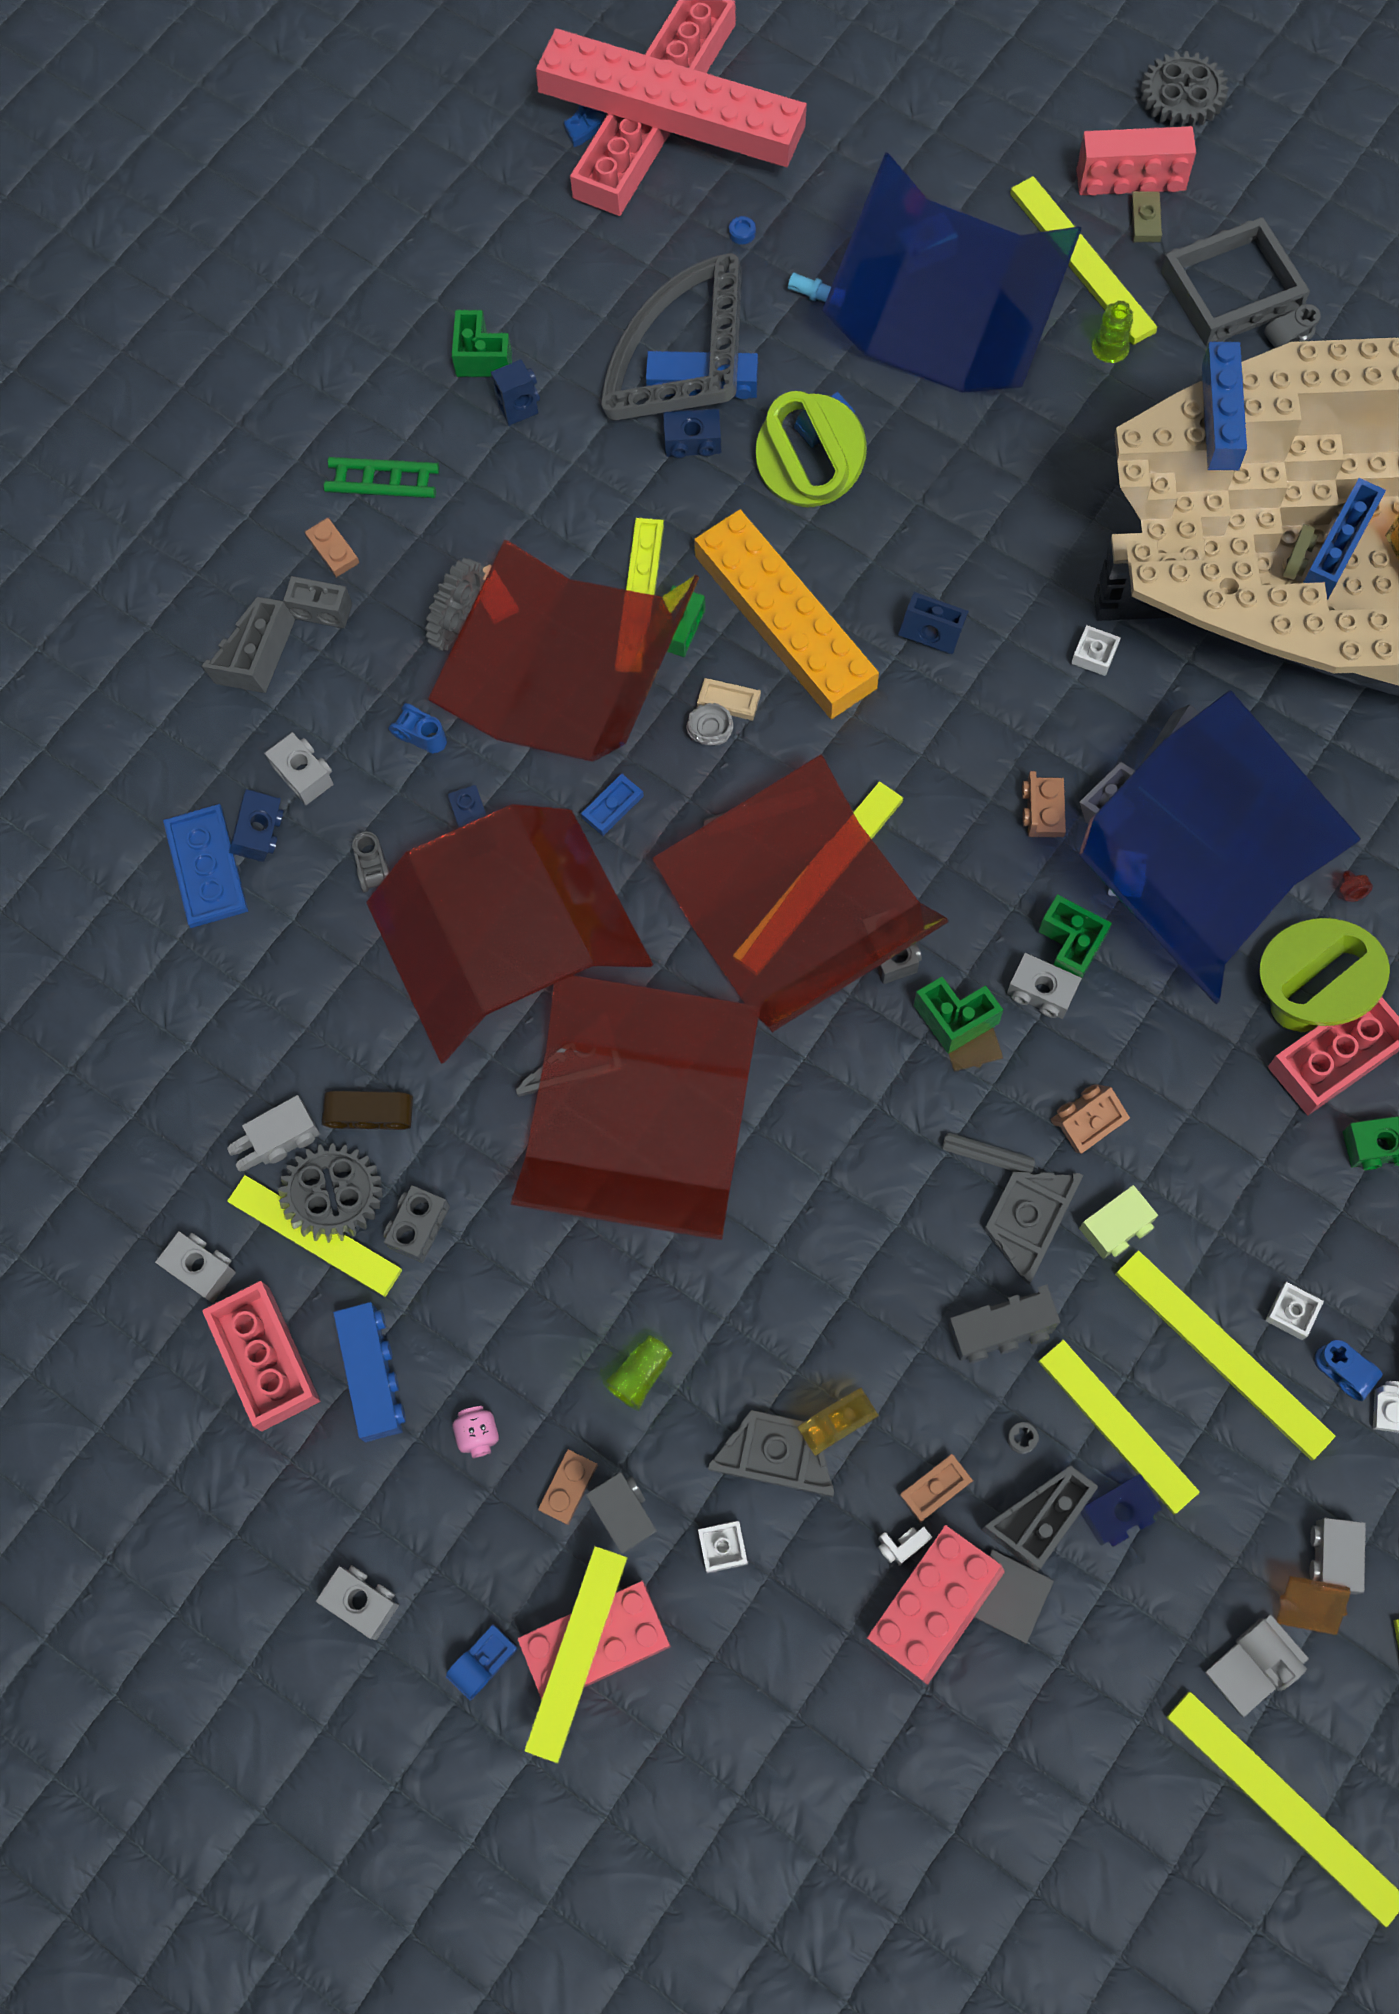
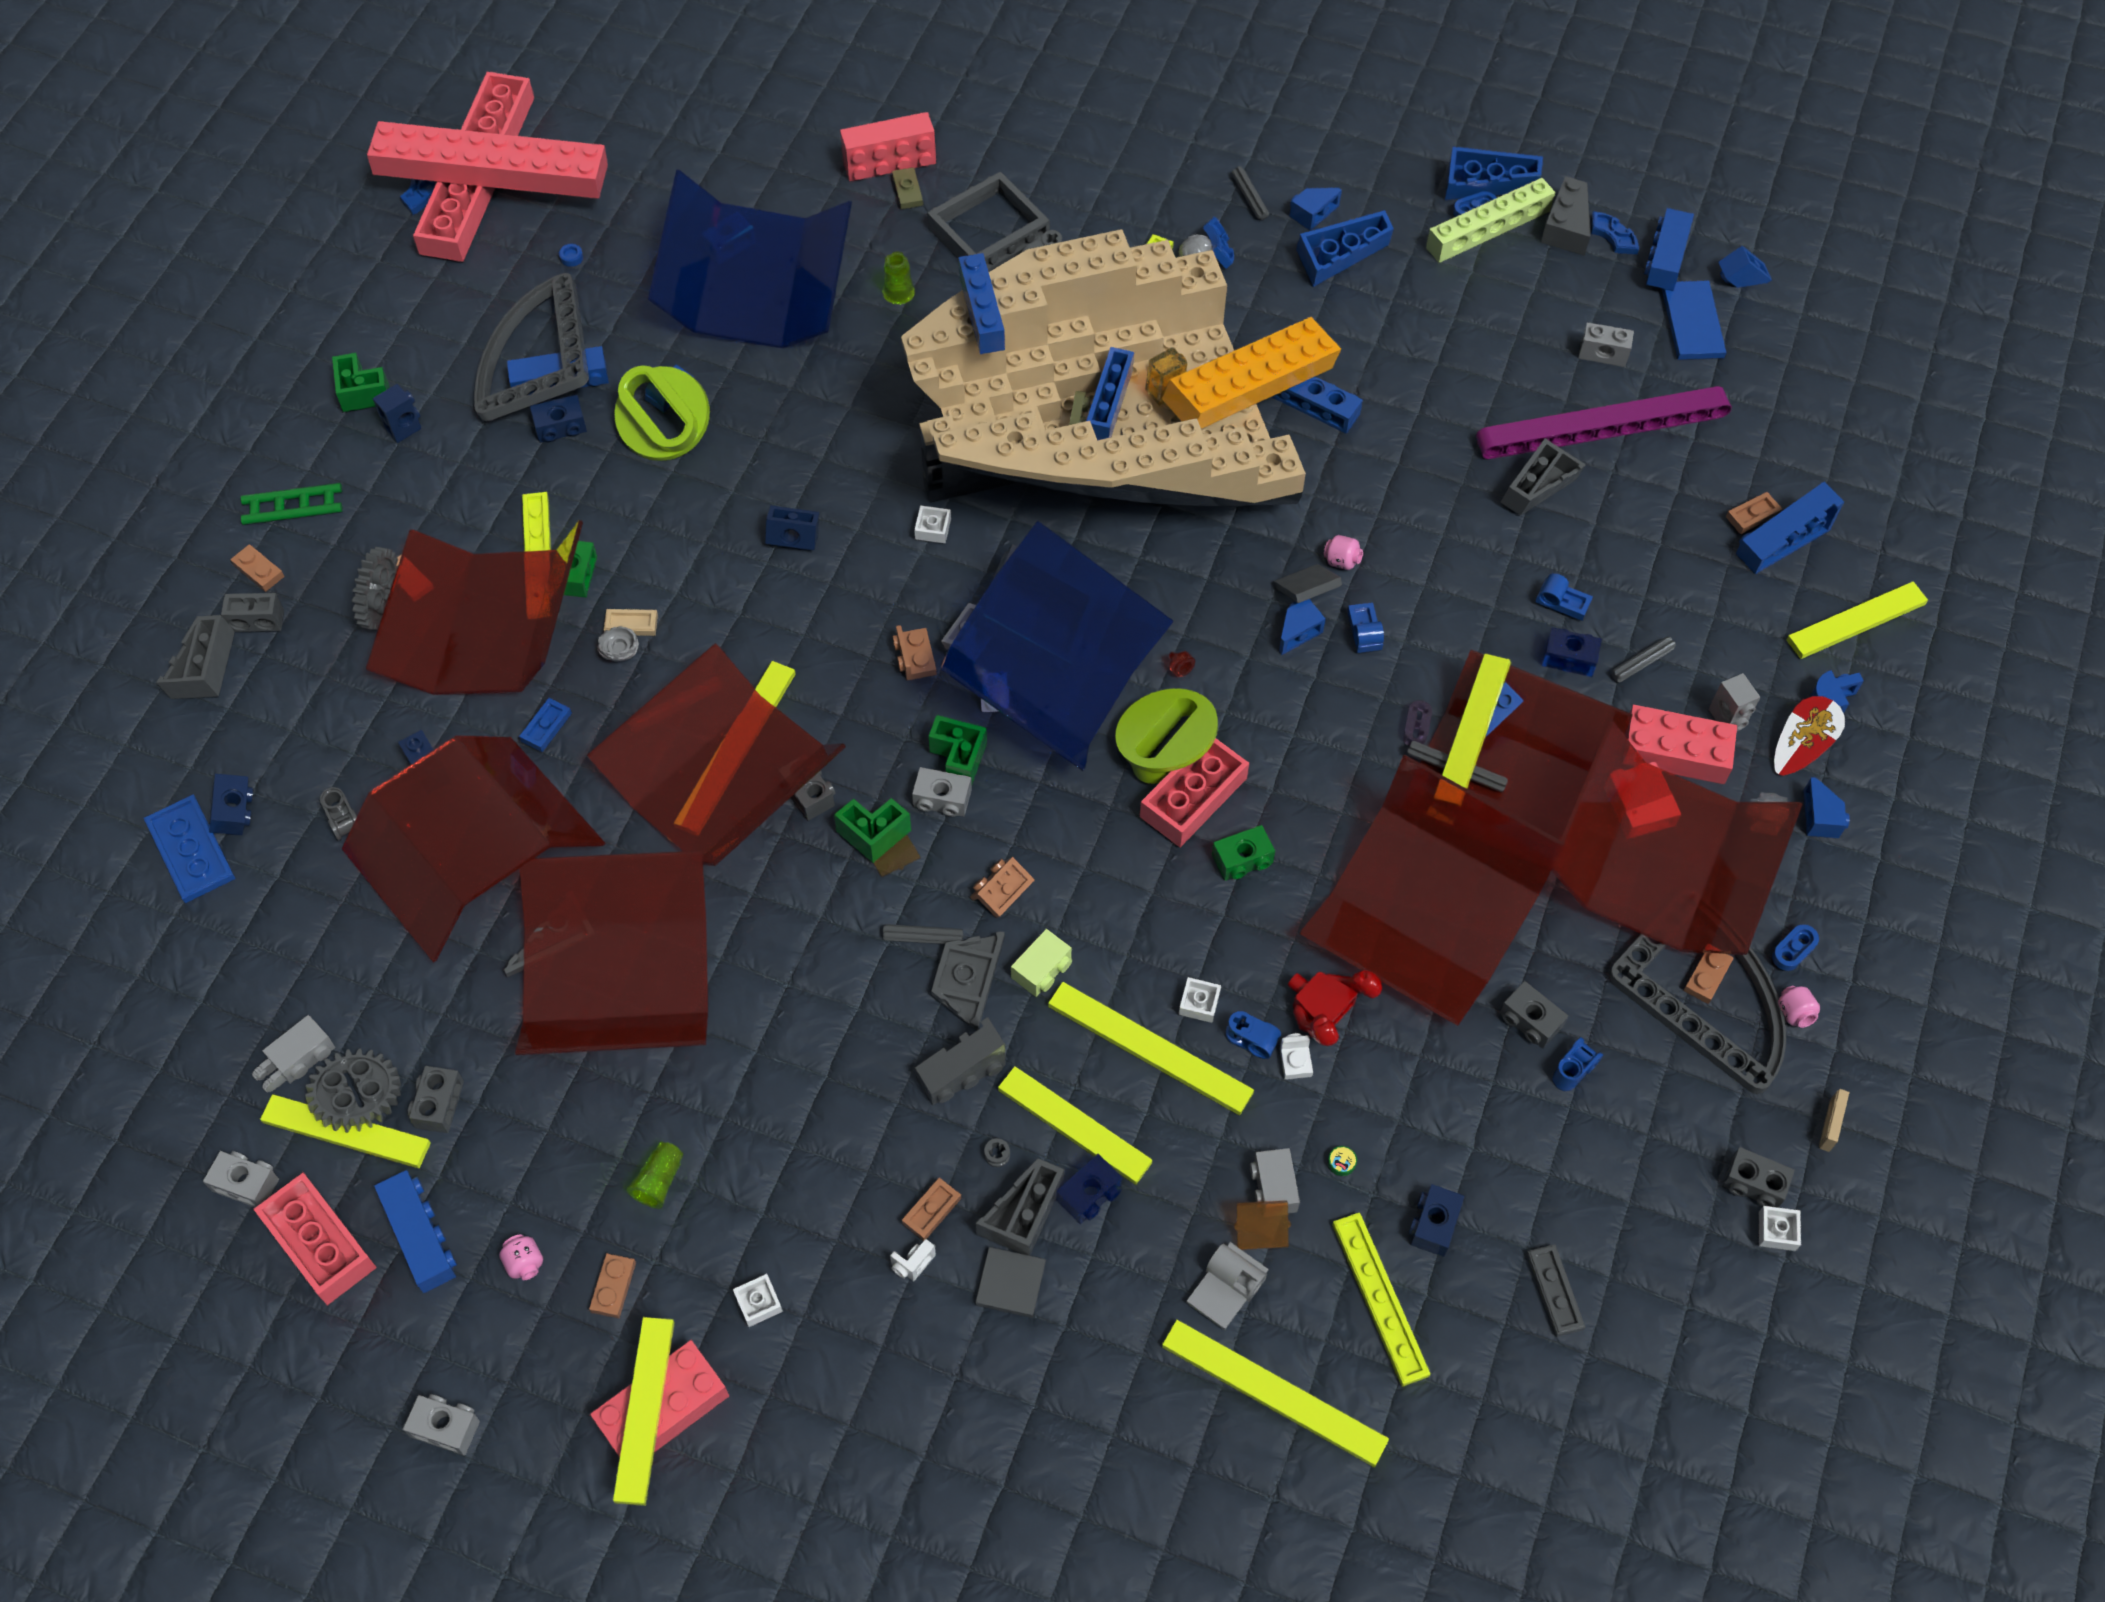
camera: 20 degrees left, 10 degrees down
(307, 782) = (248, 744): light grey brick -> none
(367, 1110) = (374, 1016): dark brown beam -> none
(415, 726) = (363, 698): blue piece -> none
(481, 1662) = (559, 1452): blue plate -> none
(621, 1511) = (657, 1278): dark grey wedge -> none
(775, 1453) = (789, 1214): dark grey wing -> none
(786, 614) = (666, 545): light orange brick -> none
(813, 288) = (633, 288): medium azure pin -> none
(837, 1421) = (835, 1171): clear yellow brick -> none
(936, 1604) = (949, 1299): coral brick -> none
(1084, 260) = (860, 227): neon yellow tile -> none
(1184, 89) = (918, 87): dark grey gear -> none

